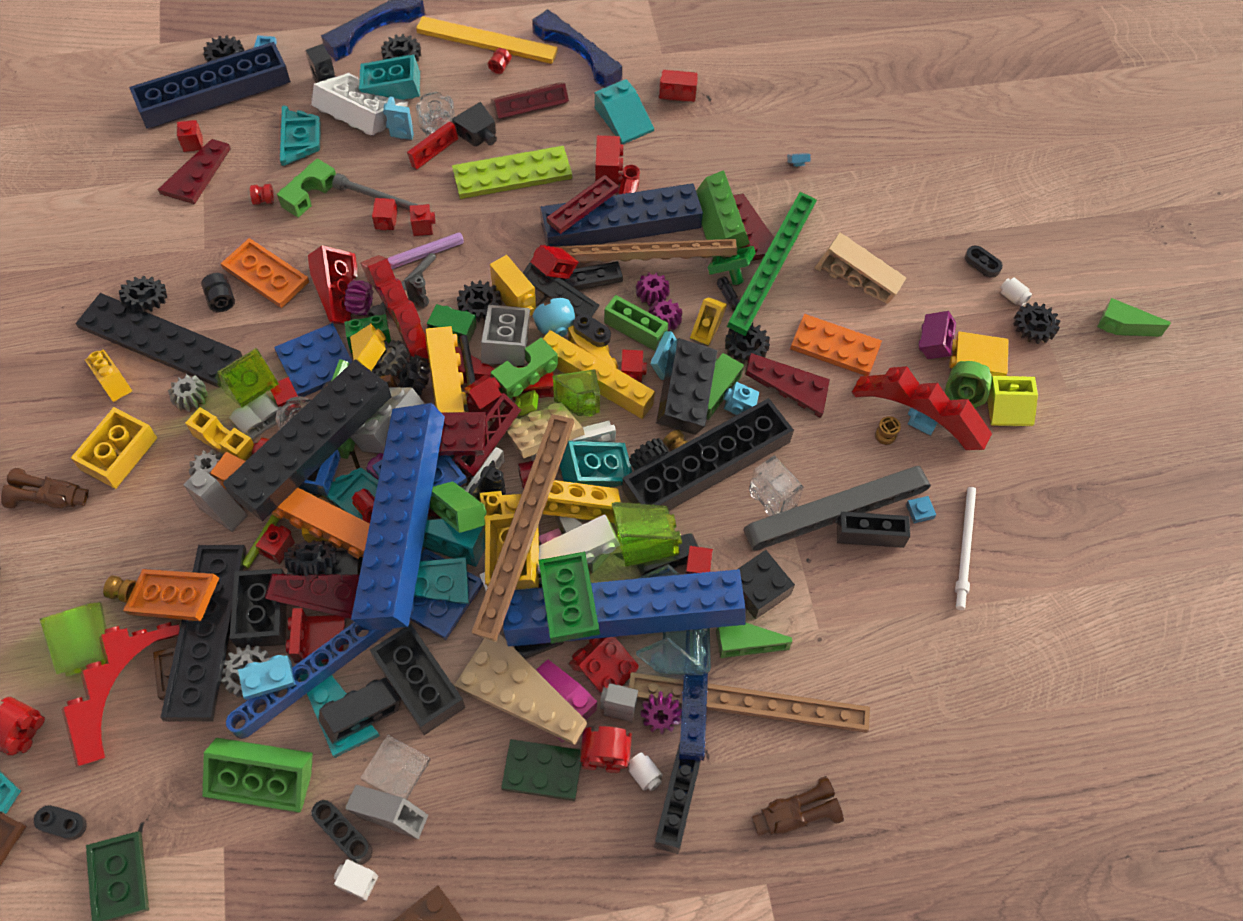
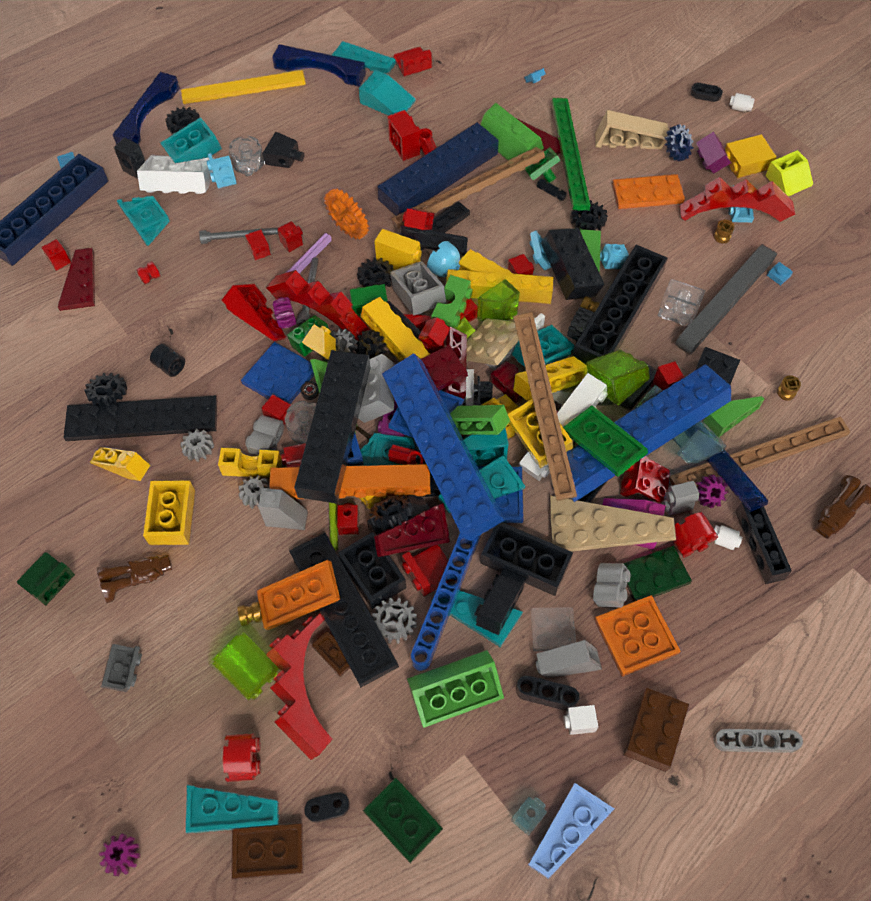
camera: 25 degrees left, 0 degrees up
(221, 48) = (34, 178): black gear -> none
(246, 378) = (242, 409): clear neon green slope -> none
(265, 272) = (193, 329): orange plate -> none
(266, 677) = (421, 612): medium azure bracket -> none
(315, 177) = (177, 263): bright green arch -> none
(416, 288) = (327, 281): dark grey hinge -> none
(432, 145) = (258, 179): red plate -> none
(475, 824) = (637, 635): none -> orange plate
(483, 755) = (611, 585): none -> light grey brick
(485, 222) = (346, 213): none -> orange gear
(499, 61) = (266, 98): red wheel -> none
(511, 172) = (331, 173): lime plate -> none
(530, 100) = (309, 115): dark red fence -> none
(582, 204) = (411, 169): dark red plate -> none
(590, 329) = (478, 255): black plate -> none
(632, 61) = (372, 60): none -> teal wing
(634, 322) = (503, 237): bright green brick -> none
(652, 288) = (496, 209): magenta gear -> none
(667, 312) = (518, 224): magenta gear -> none
(708, 320) = (551, 213): yellow slope -> none
(801, 386) = (637, 229): dark red wing -> none
(831, 648) = (789, 387): none -> pearl gold wheel
(873, 529) = (762, 300): black brick -> none
(904, 305) = (679, 142): none -> dark blue gear
(962, 585) = (841, 310): white bar -> none
(969, 381) = (758, 171): bright green brick -> none
(1036, 322) = (769, 117): black gear -> none
(1130, 321) = (825, 89): bright green slope -> none

